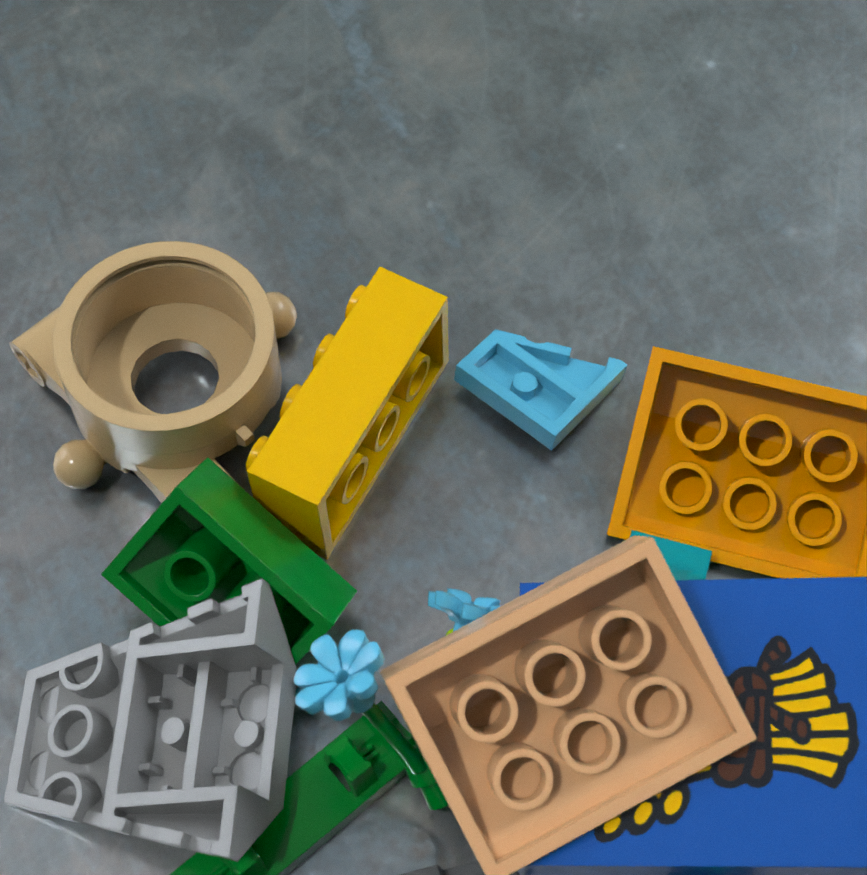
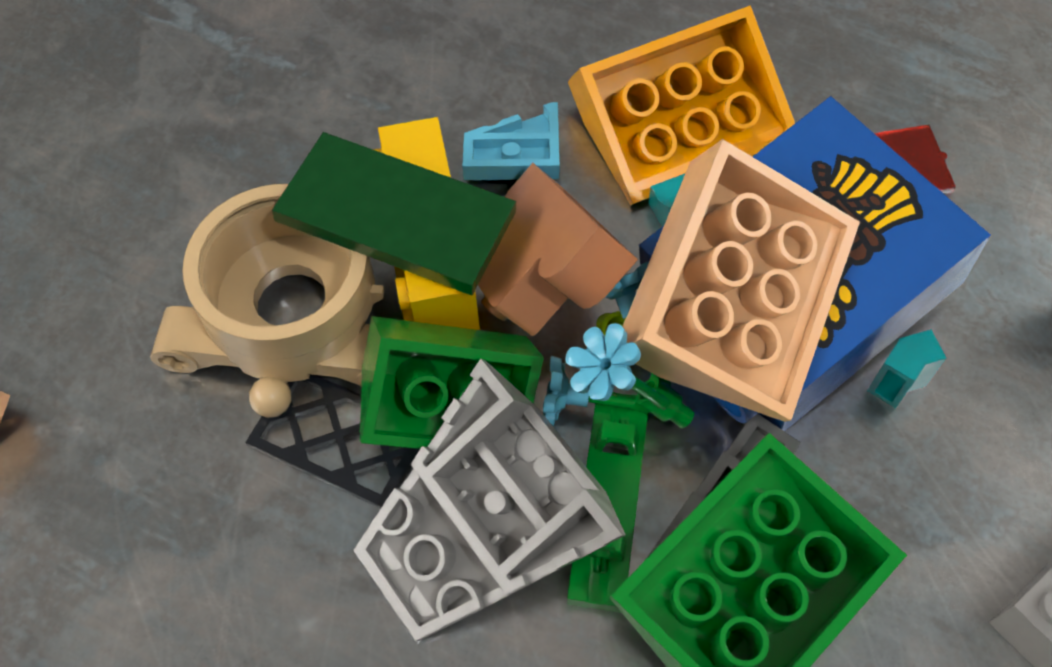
camera: 40 degrees left, 0 degrees up
(60, 539) = (344, 477): none -> black window
(310, 371) = (396, 212): none -> dark green tile
(440, 522) = (550, 255): none -> nougat brick

